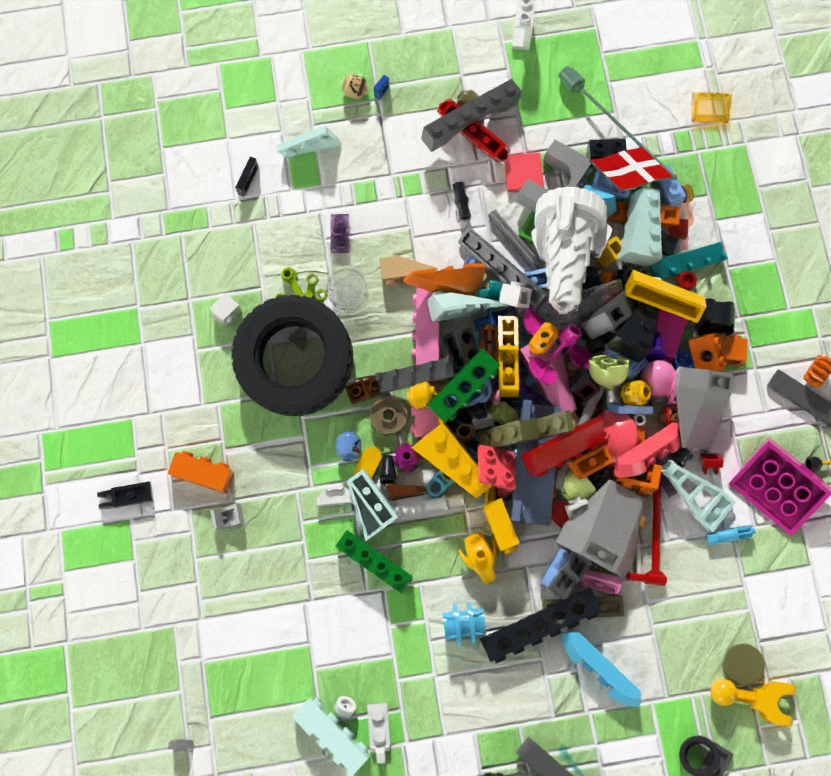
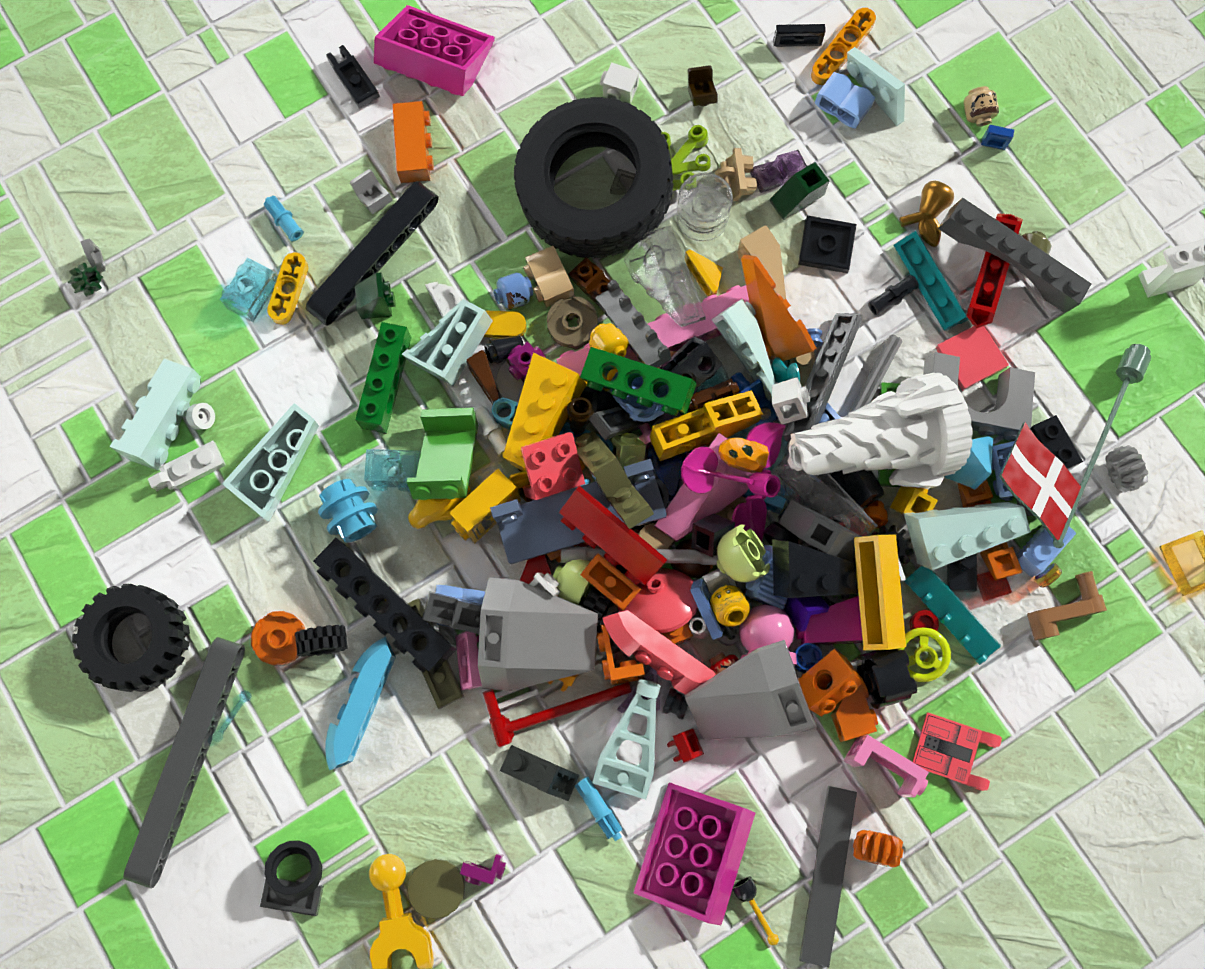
camera: 65 degrees right, 0 degrees up
(133, 428) = (432, 50): none -> dark pink slope
(198, 757) = (85, 279): none -> dark green gear
(215, 589) = (283, 218): none -> medium azure axle
(255, 256) = (701, 86): none -> dark brown bracket
(267, 152) = (843, 46): none -> light orange beam
(272, 641) = (249, 303): none -> clear light blue brick
(274, 534) = (372, 252): none -> black beam
(280, 620) = (285, 276): none -> yellow beam
(309, 169) = (844, 100): none -> light blue brick
(311, 545) = (374, 297): none -> dark green slope
(329, 262) = (734, 171): none -> tan hips
(348, 417) = (548, 276): none -> tan brick
(363, 226) = (800, 191): none -> dark green slope
(381, 339) = (662, 271): none -> clear wedge
(393, 312) = (704, 271): none -> yellow slope
(405, 665) = (272, 462): none -> light aqua wedge
(406, 226) = (827, 244): none -> black tile
(408, 145) = (934, 200): none -> pearl gold piece
(418, 477) = (507, 385): none -> light grey tile
(444, 568) = (381, 461): none -> clear light blue brick
(453, 539) = (445, 454): none -> bright green panel
(464, 172) = (931, 281): none -> teal hinge
(531, 709) = (275, 638): none -> orange tile
(549, 677) = (321, 640): none -> black tyre
(638, 116) = (1126, 468): none -> light grey gear
(693, 565) = (539, 773): none -> pearl dark grey bracket
(714, 177) = (1044, 621): none -> medium nougat beam
(715, 286) = (932, 659): none -> neon yellow piece
(744, 632) = (477, 874): none -> magenta bracket
(771, 302) = (950, 750): none -> coral flag
(785, 331) = (868, 747): none -> bright pink panel

